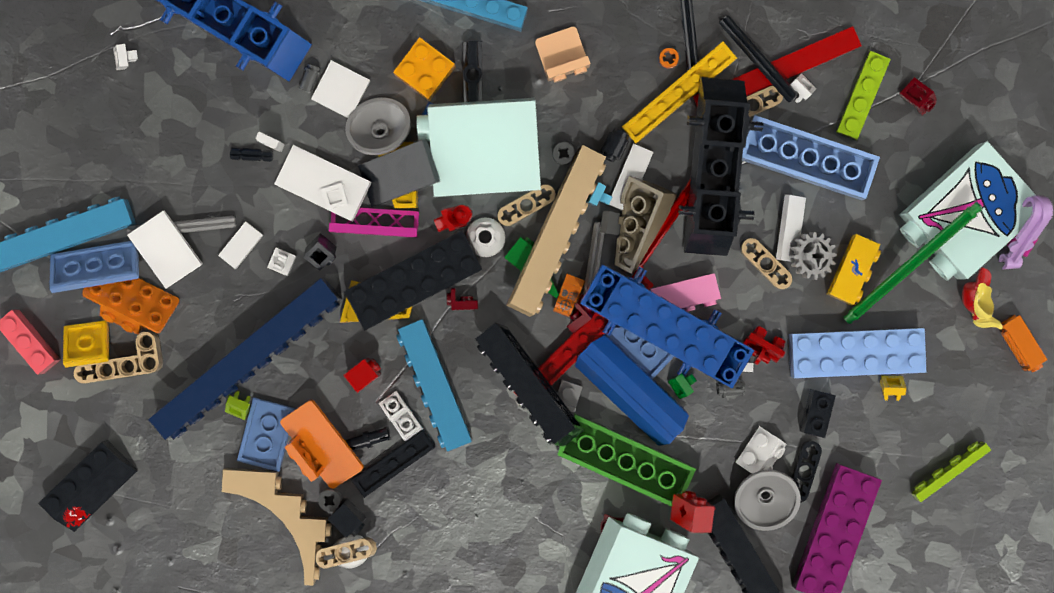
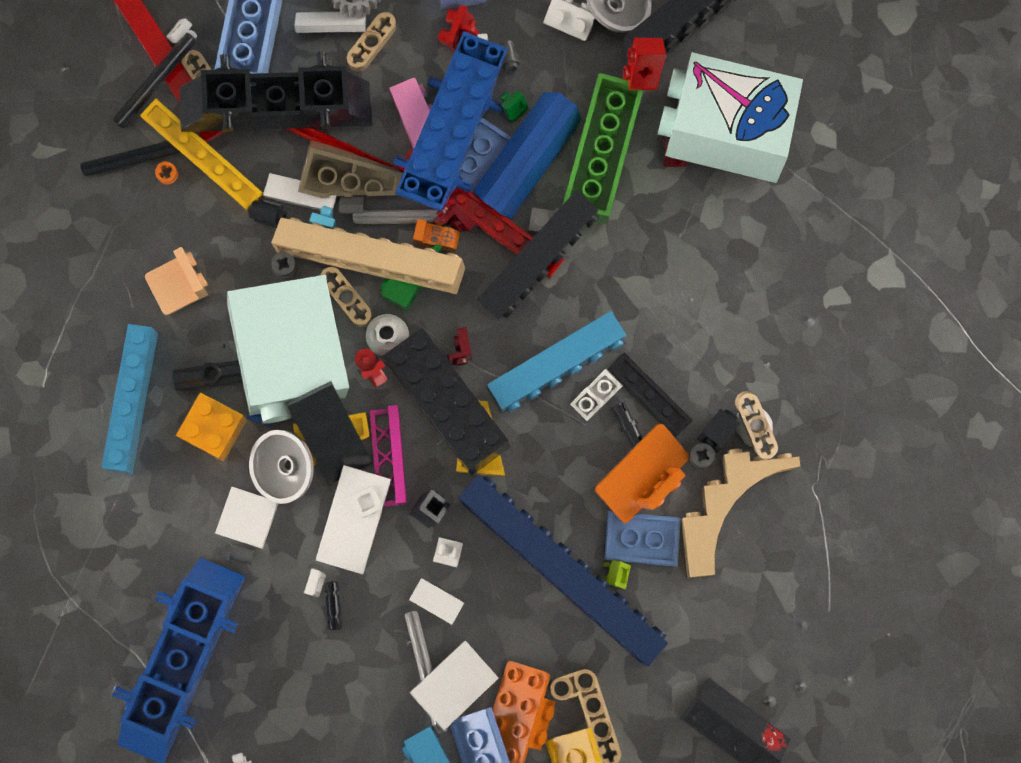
camera: 100 degrees left, 10 degrees down
(363, 374) = (557, 438): red brick -> none

